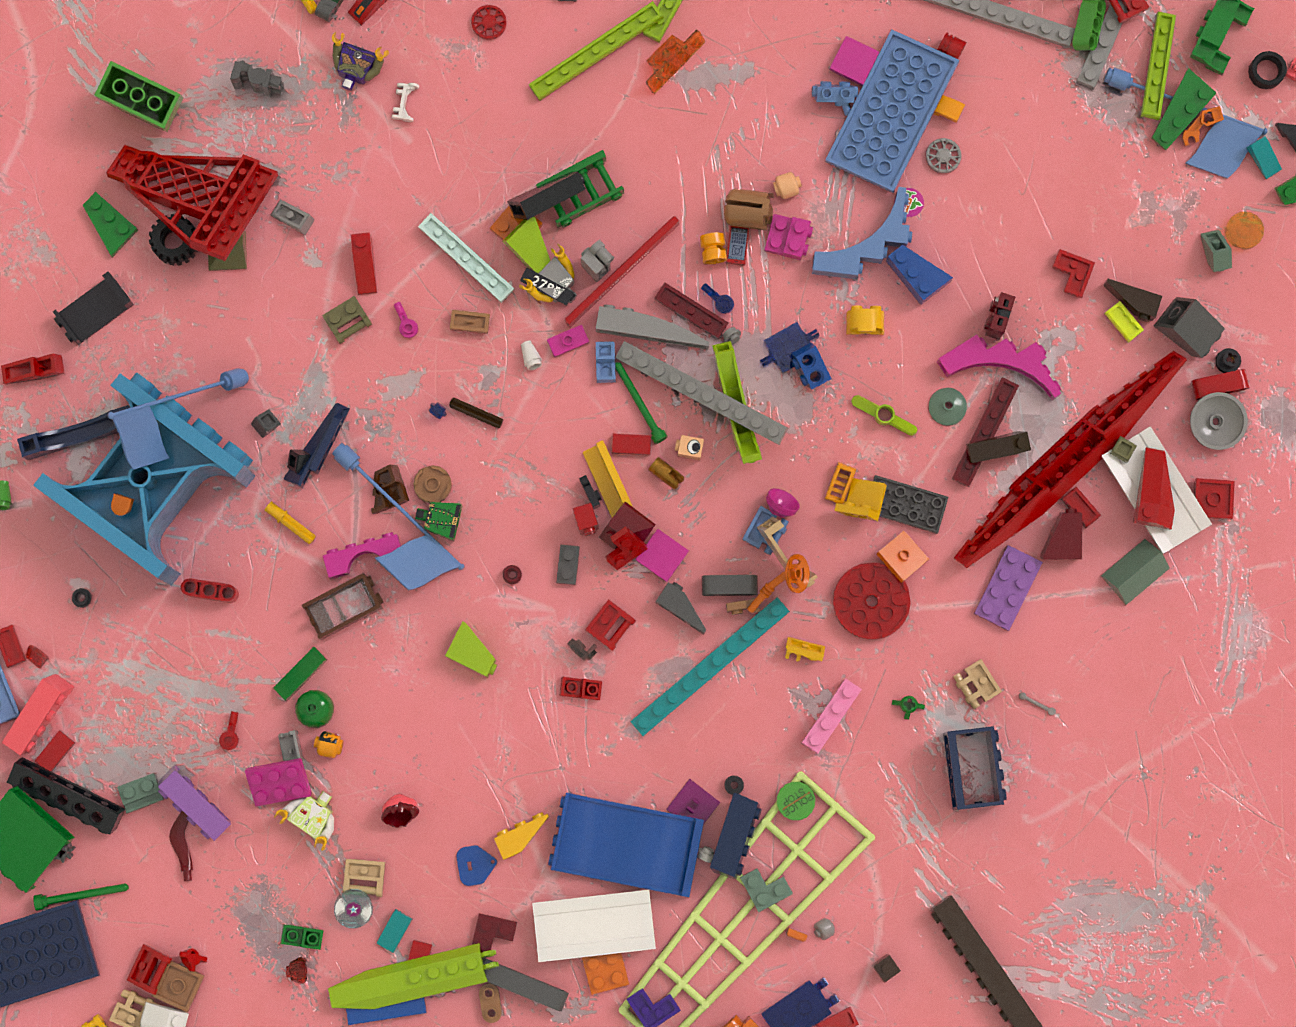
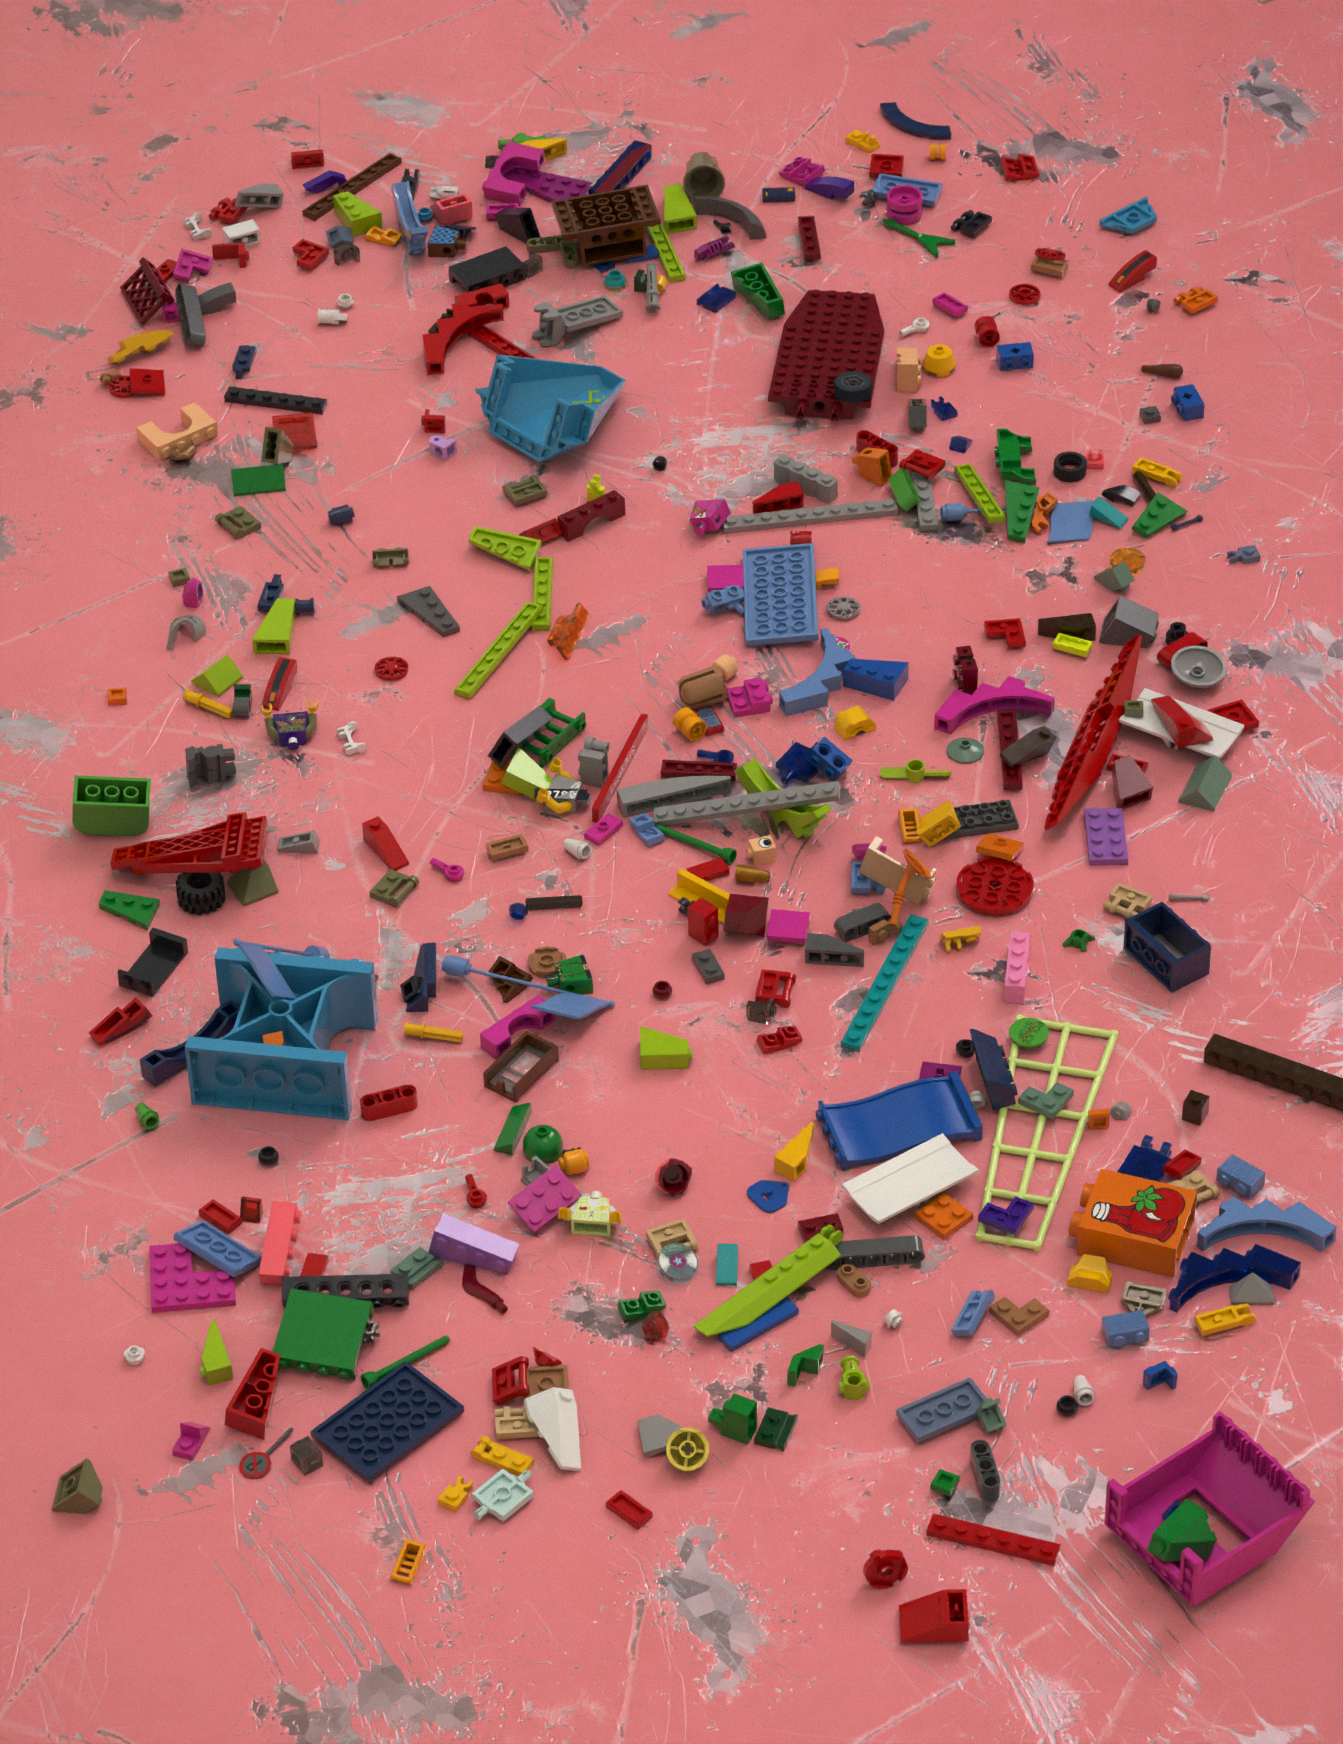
camera: 25 degrees left, 40 degrees down
(466, 257) = (475, 810): light aqua plate -> none
(628, 548) = (756, 923): red plate -> none

